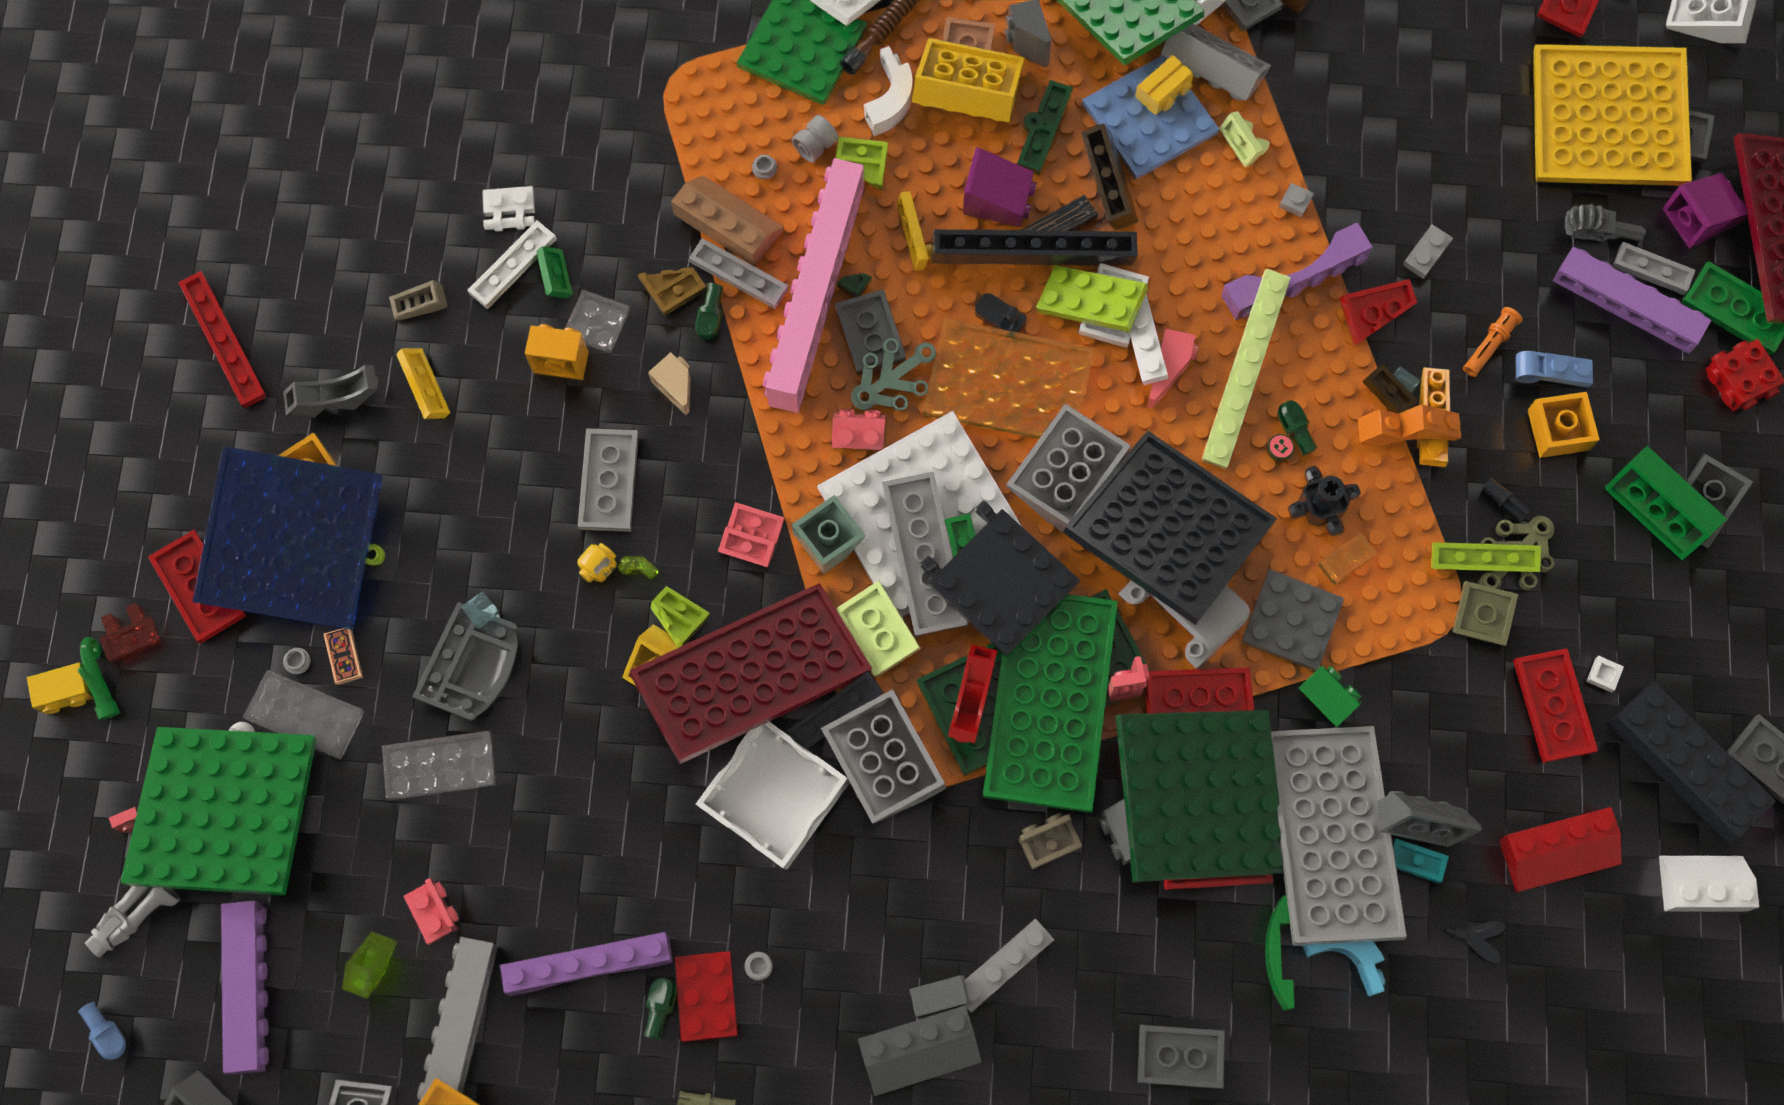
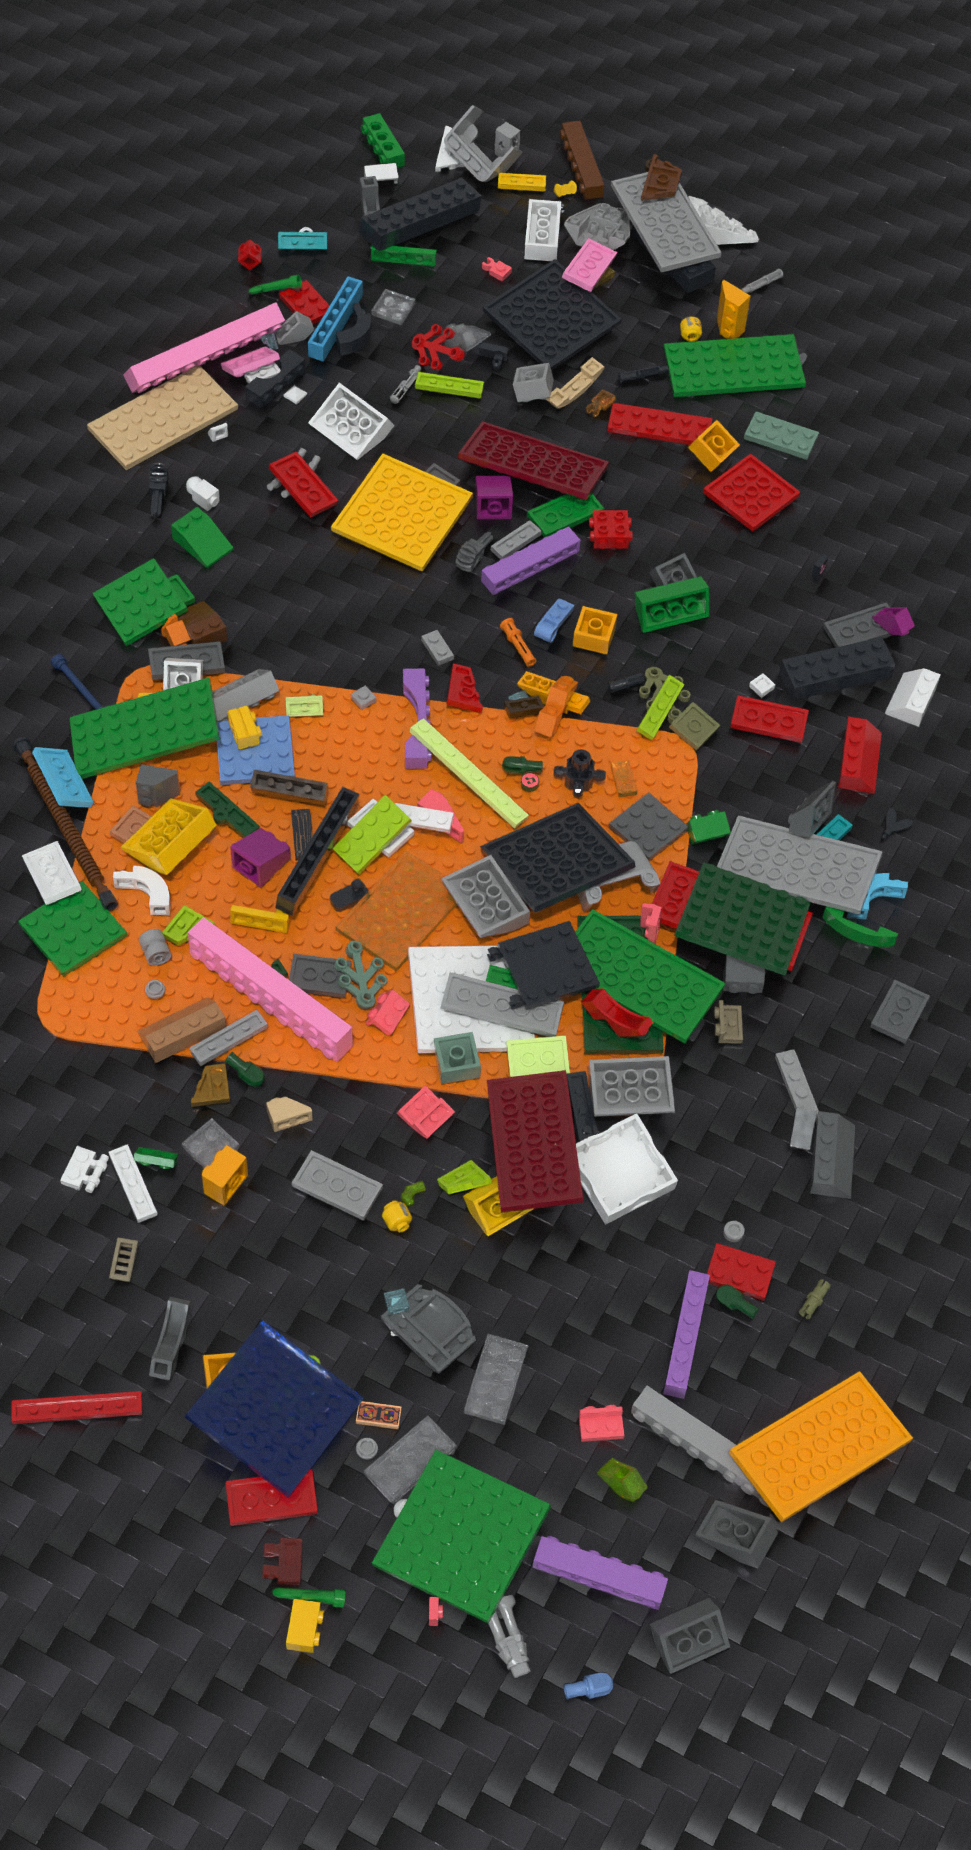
camera: 70 degrees left, 15 degrees down
(423, 383) = (194, 1279): yellow plate -> none

